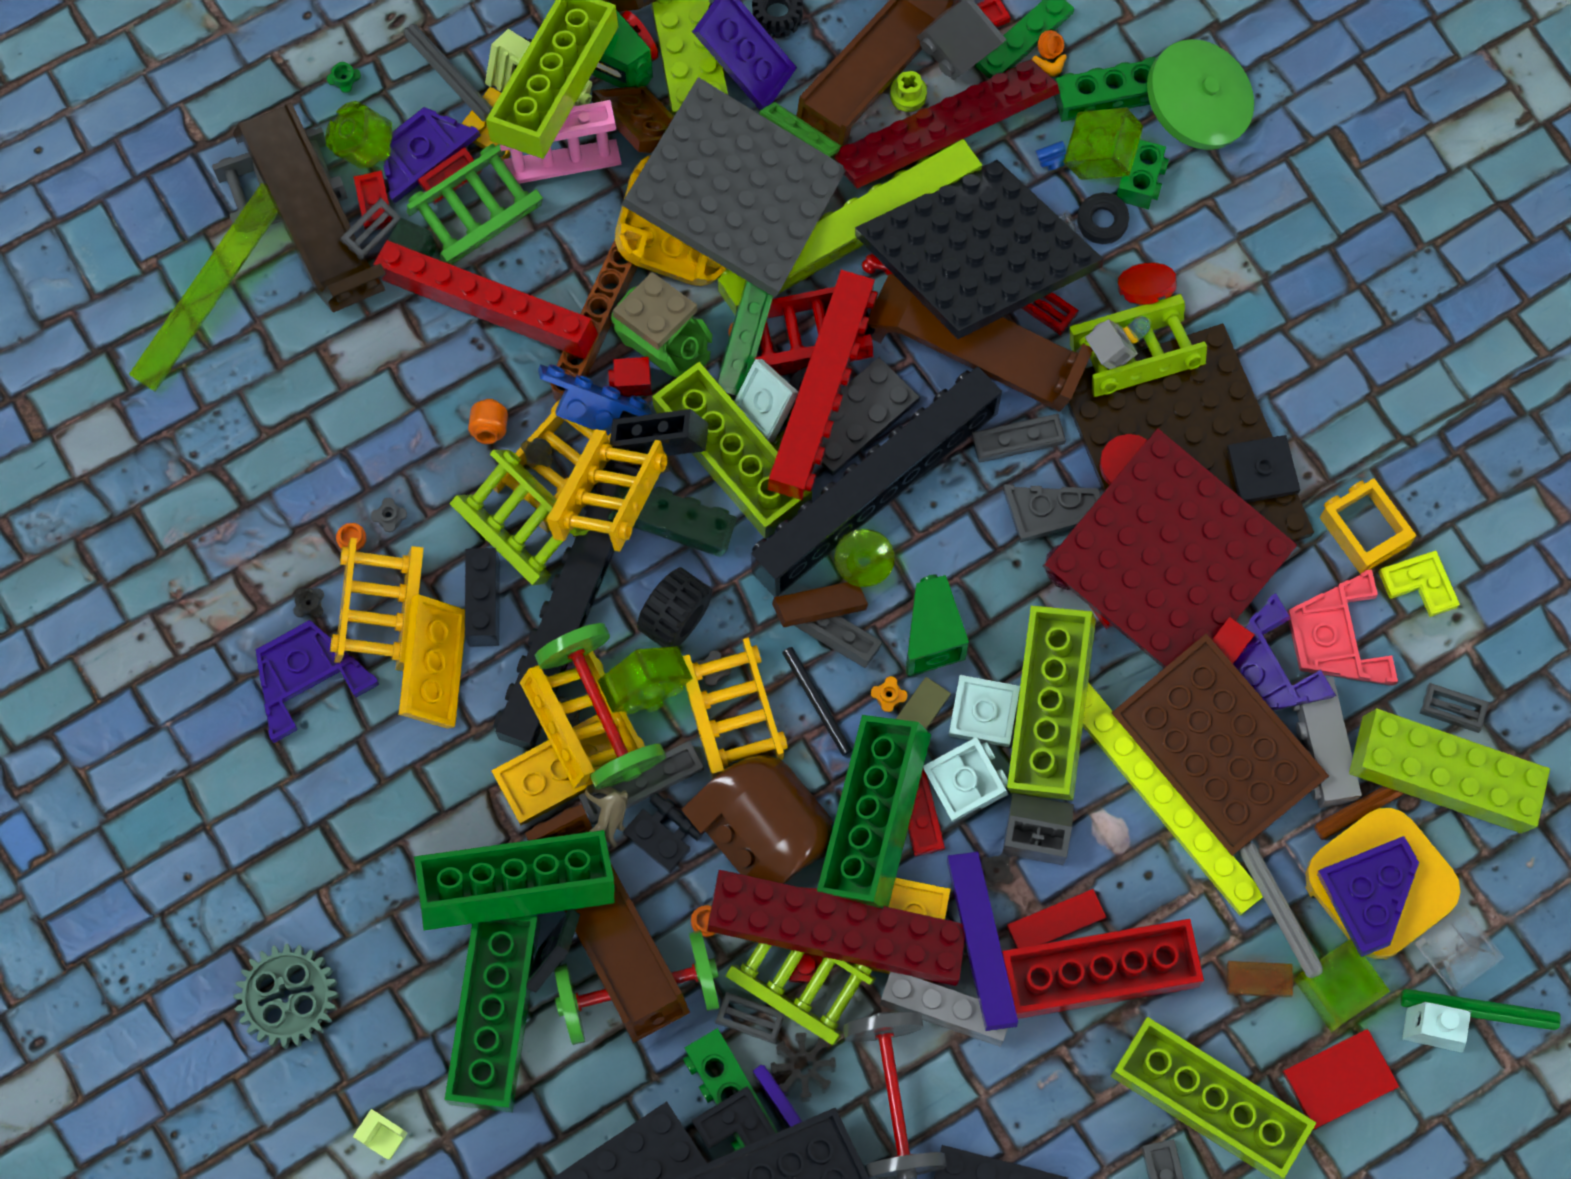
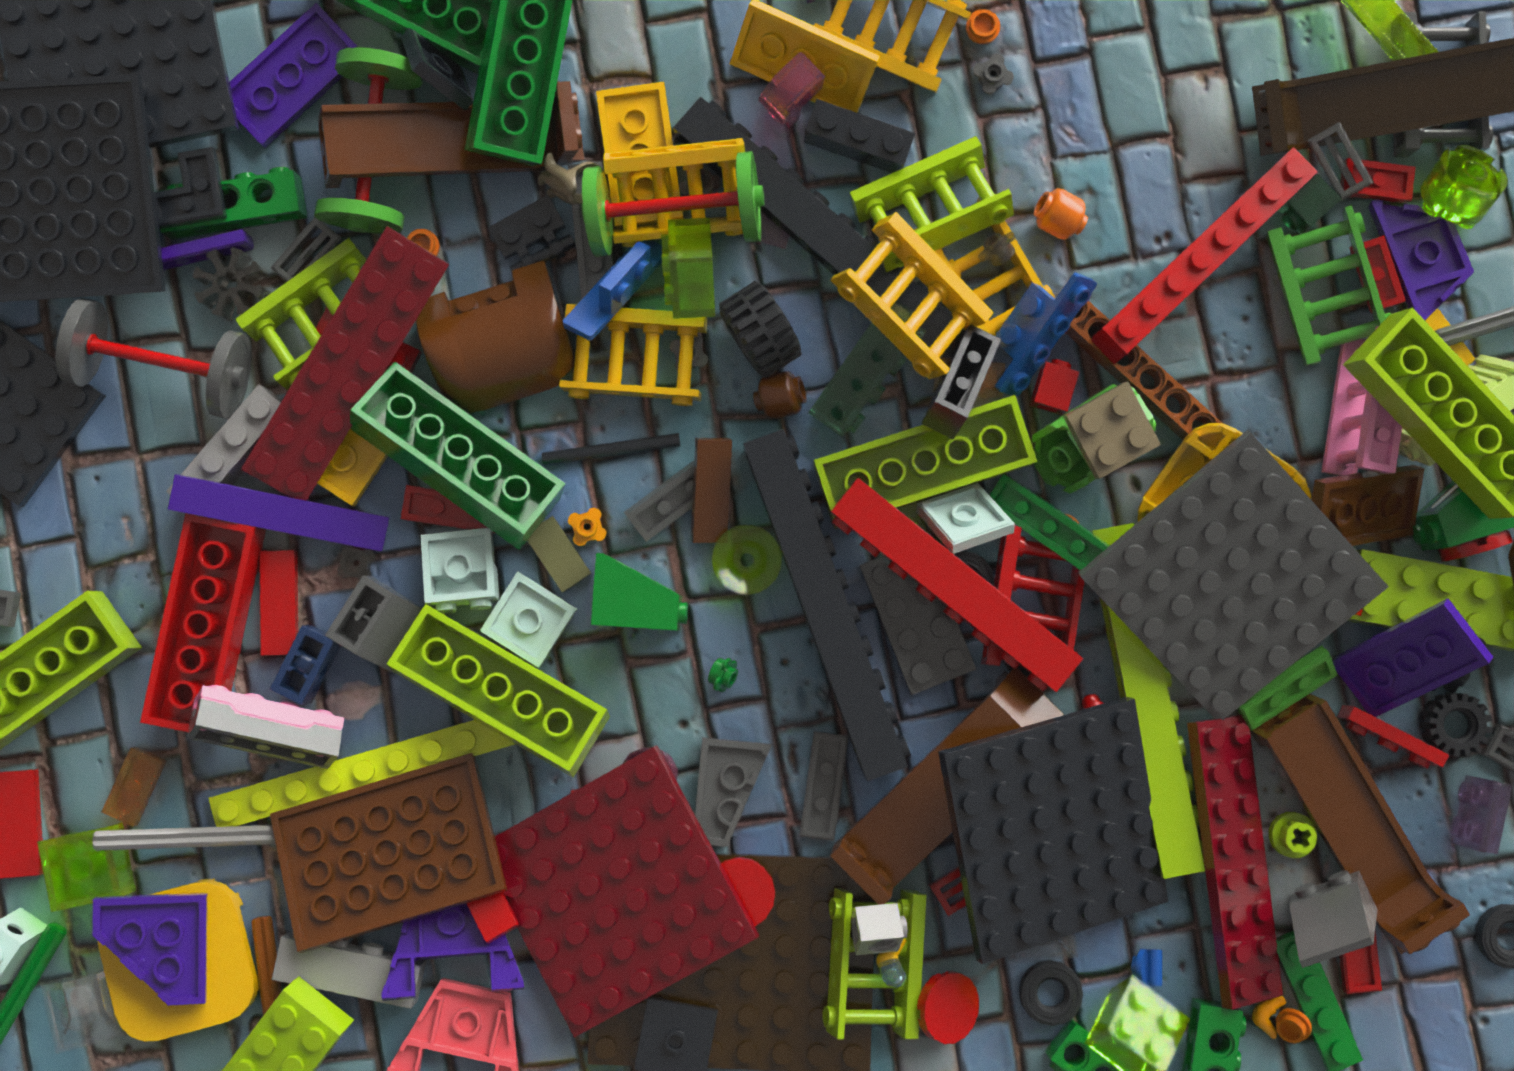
camera: 110 degrees right, 15 degrees up
(465, 657) = (791, 89): none -> clear pink brick
(594, 1088) = (289, 75): none -> dark purple plate
(686, 735) = (614, 289): none -> blue bracket
(722, 579) = (780, 395): none -> reddish brown head
(806, 48) = (1391, 737): none -> red plate
(963, 542) = (723, 674): none -> green plate
(1097, 870) = (305, 665): none -> dark blue brick
(1162, 874) = (265, 727): none -> piece

